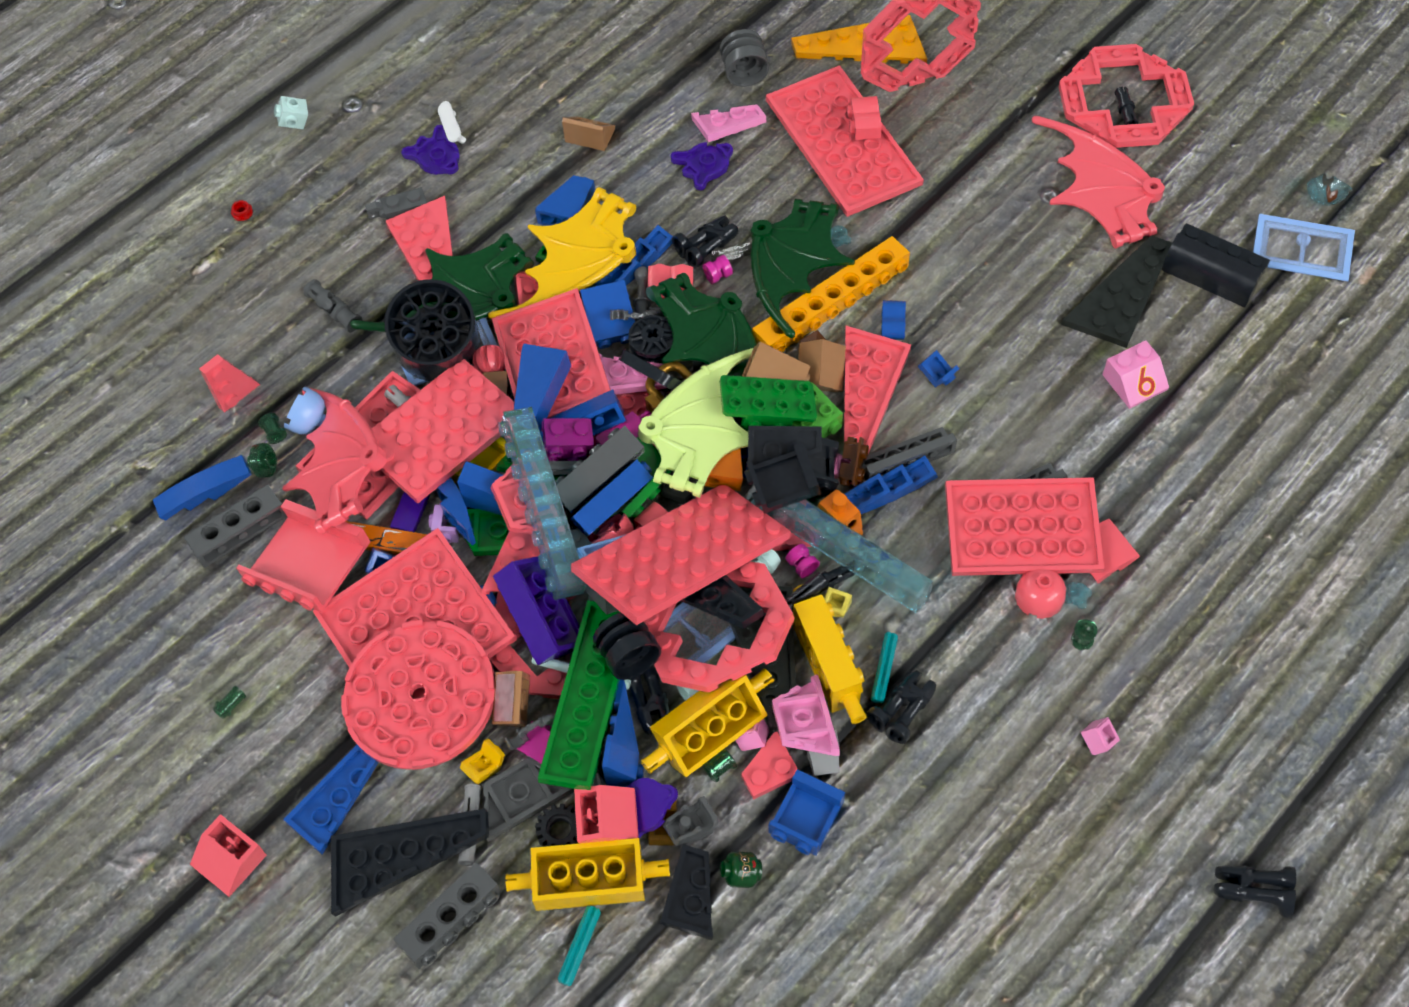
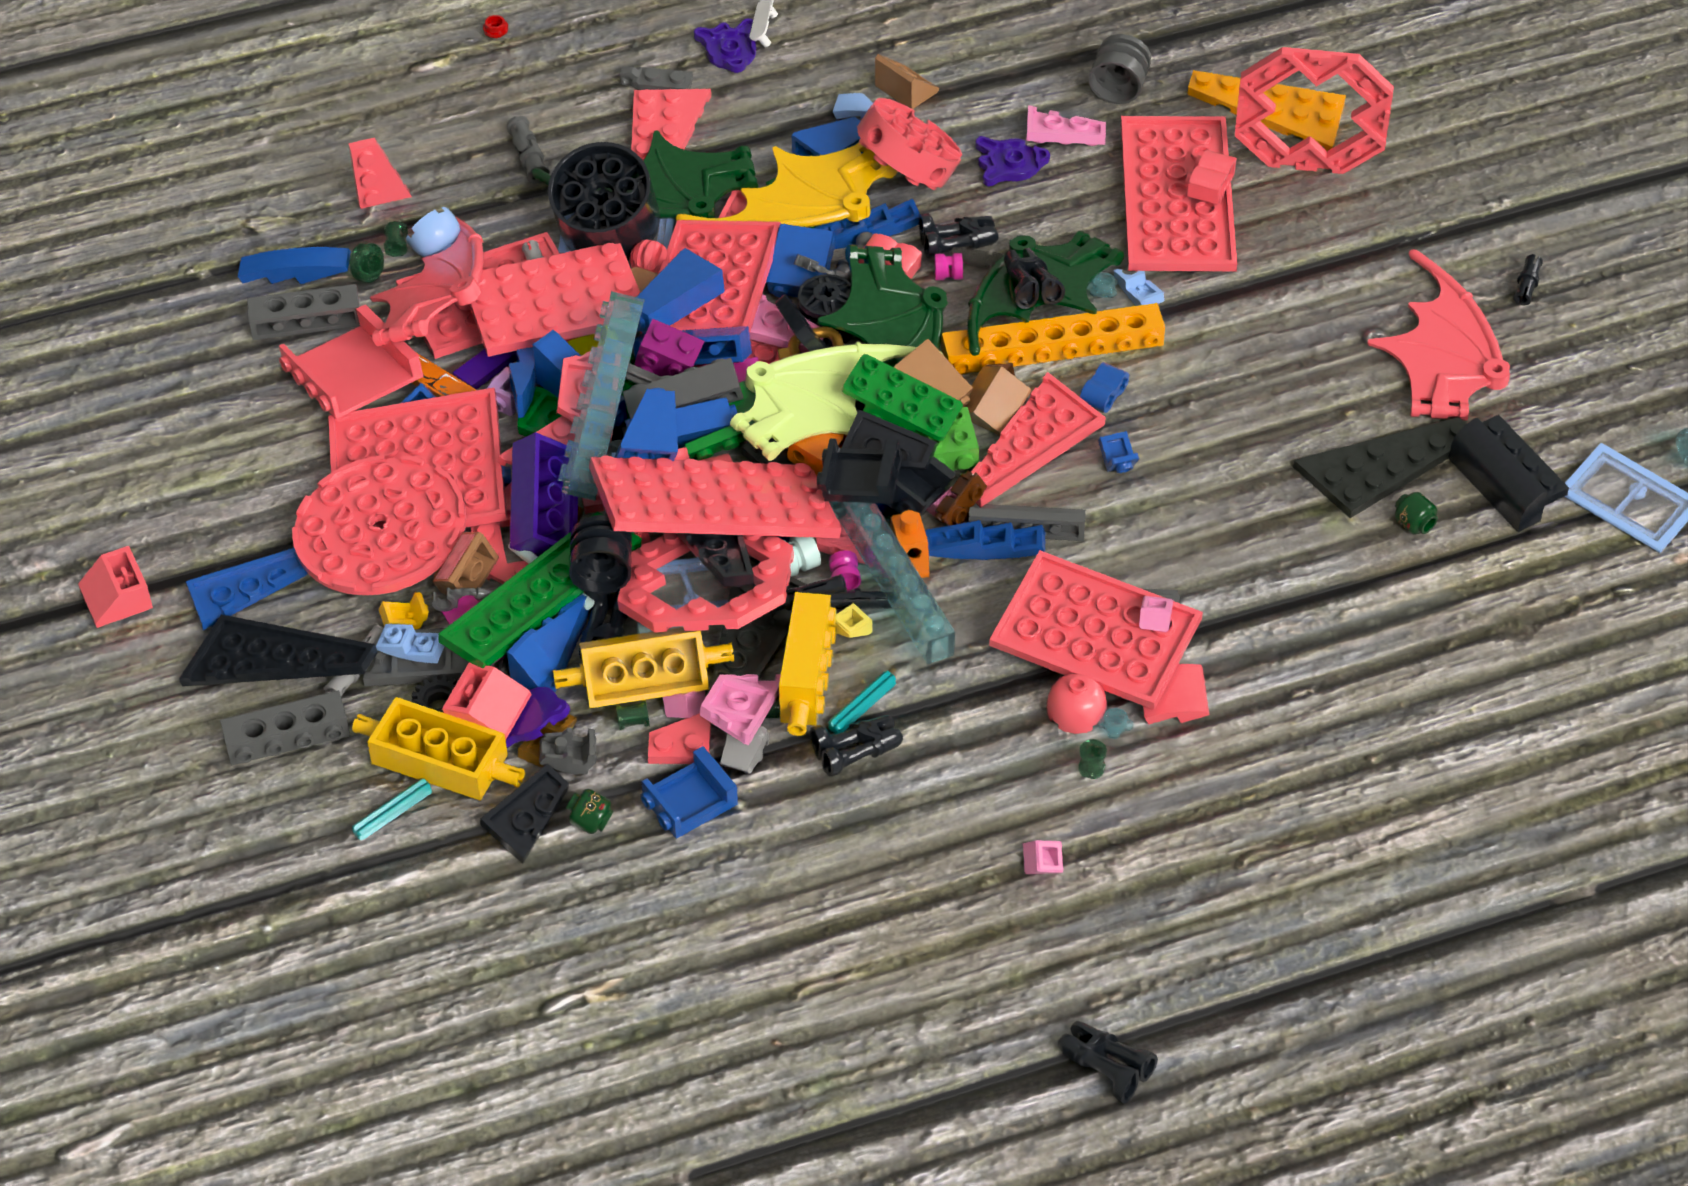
camera: 25 degrees right, 10 degrees down
(229, 702) = (200, 463): clear green pin -> none
(508, 790) = (405, 643): none -> light blue slope
(565, 164) = (851, 105): none -> light blue slope
(601, 515) = (652, 428): none -> blue slope
(634, 182) = (908, 144): none -> coral brick
(783, 248) = (1026, 272): none -> black piece
(864, 229) = (1138, 288): none -> light blue slope
(1063, 494) = (1155, 613): none -> bright pink slope
(1100, 121) = (1565, 306): coral plate -> none
(1136, 374) = (1335, 543): bright pink slope -> none
(1173, 324) = (1416, 513): none -> dark green head

